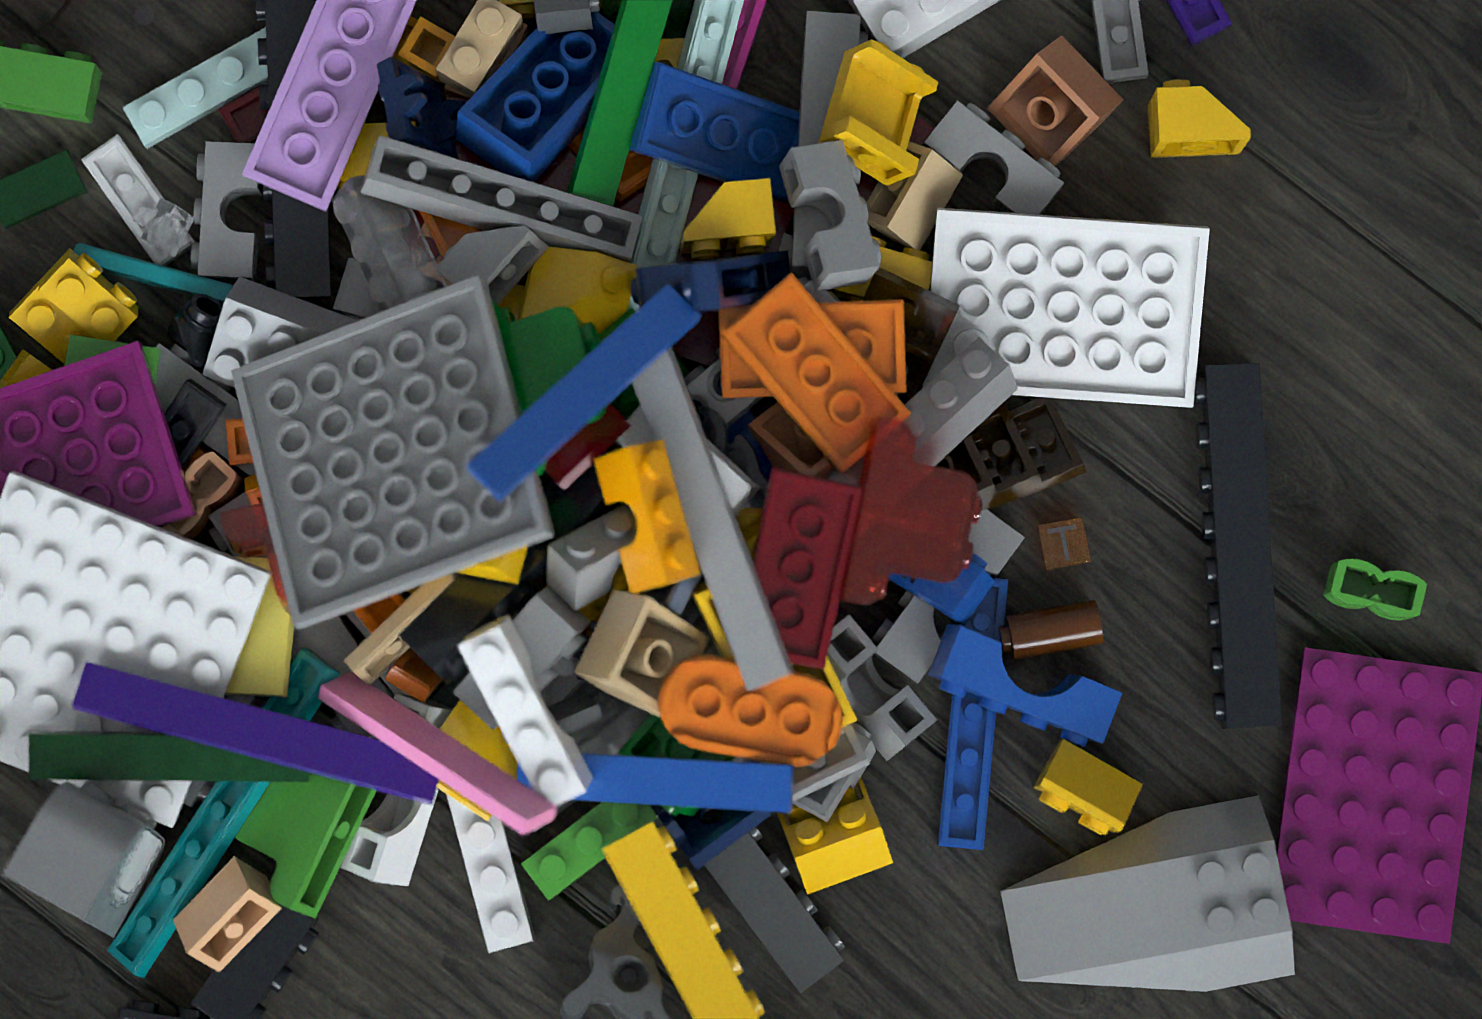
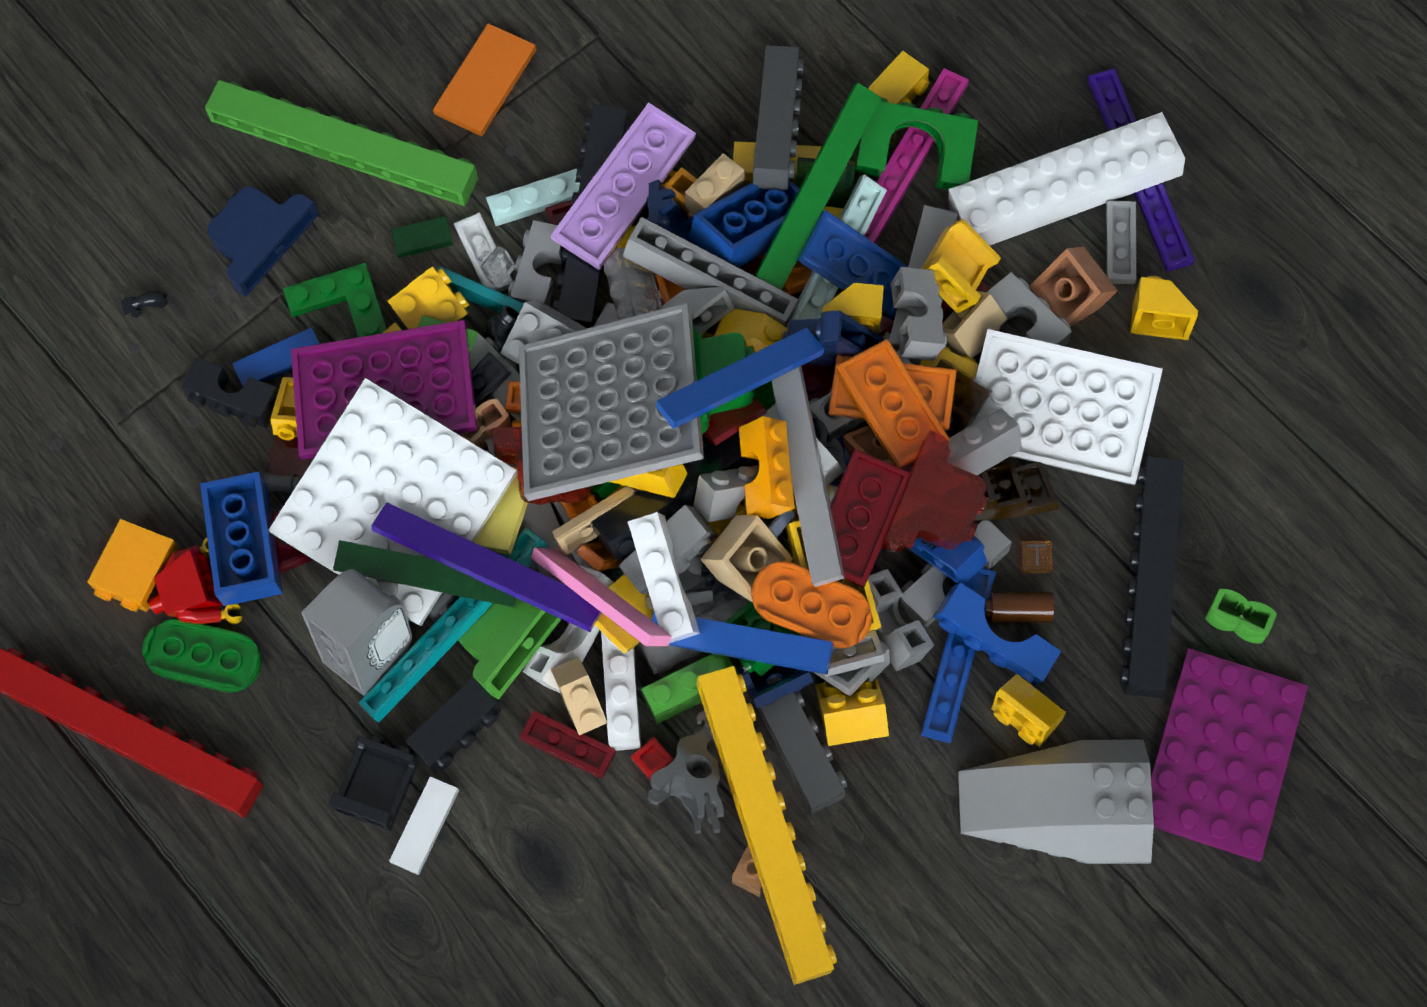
camera: 15 degrees right, 15 degrees down
(226, 914) = (441, 686): light nougat brick -> none
(428, 958) = (567, 744): none -> dark red plate
(431, 891) = (579, 696): none -> tan brick
(555, 954) = (651, 757): none -> red tile

